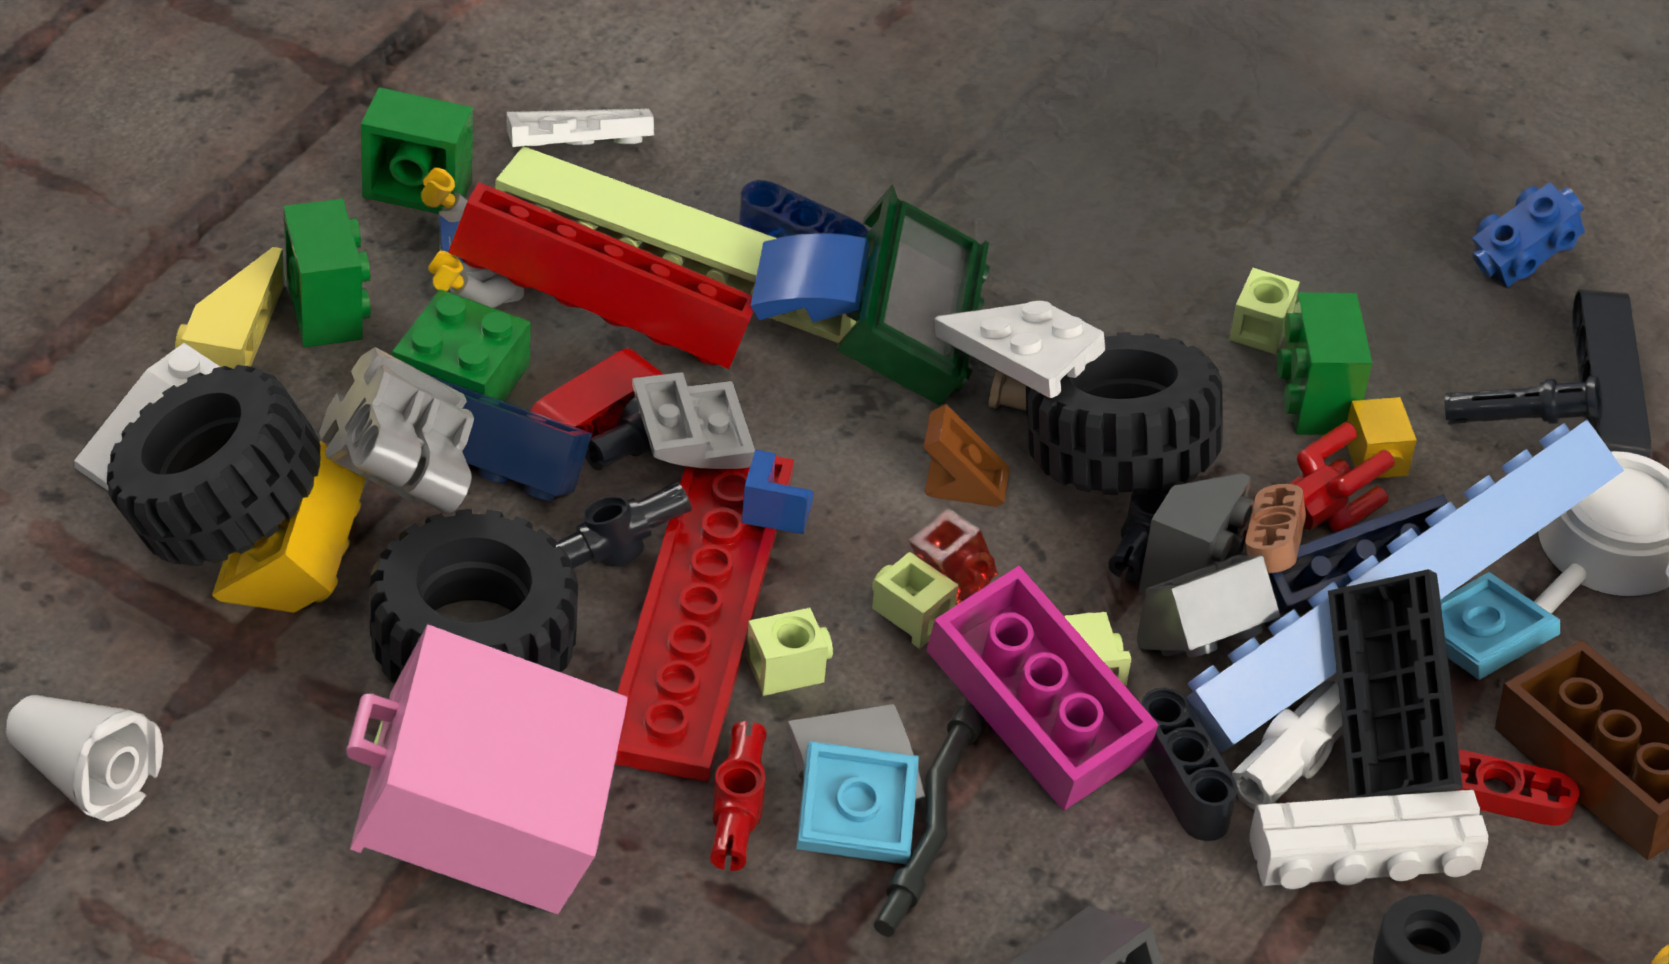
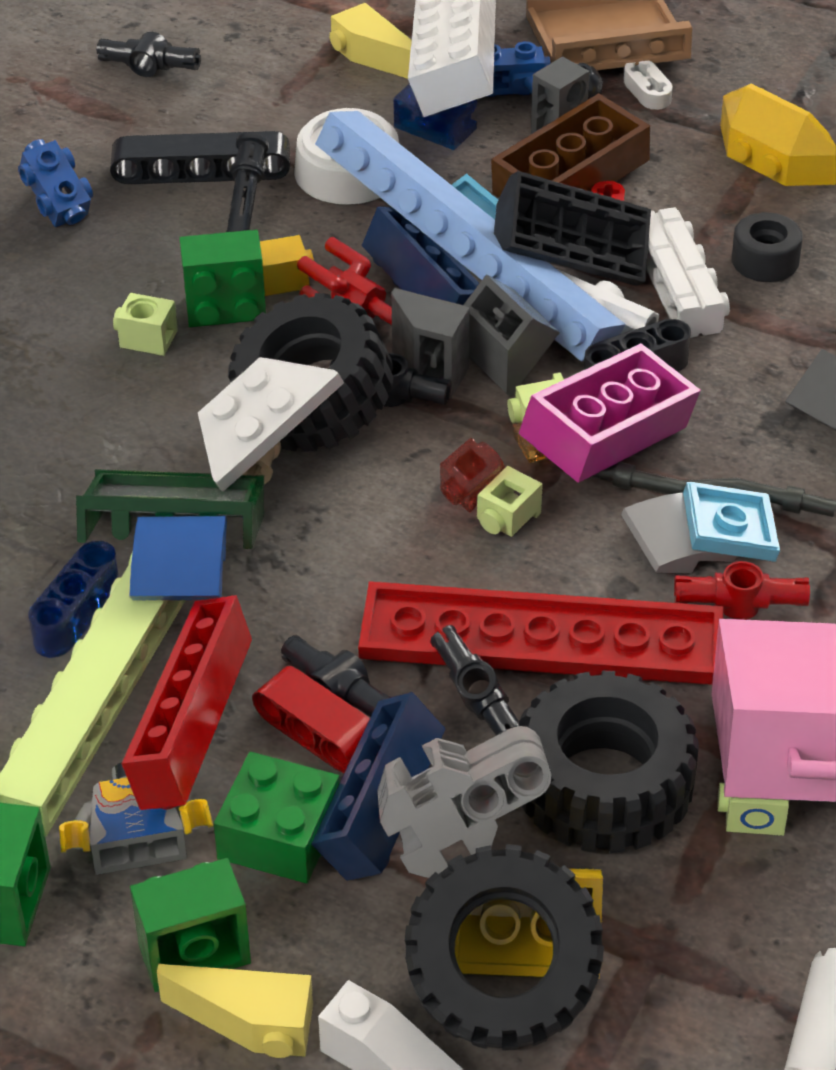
camera: 90 degrees left, 0 degrees up
(694, 423) = (354, 631): light grey slope -> none
(772, 503) = (432, 581): blue panel -> none
(788, 651) = (583, 569): yellowish green brick -> none
(962, 463) = (351, 491): dark orange slope -> none
(1277, 526) = (415, 279): nougat beam -> none

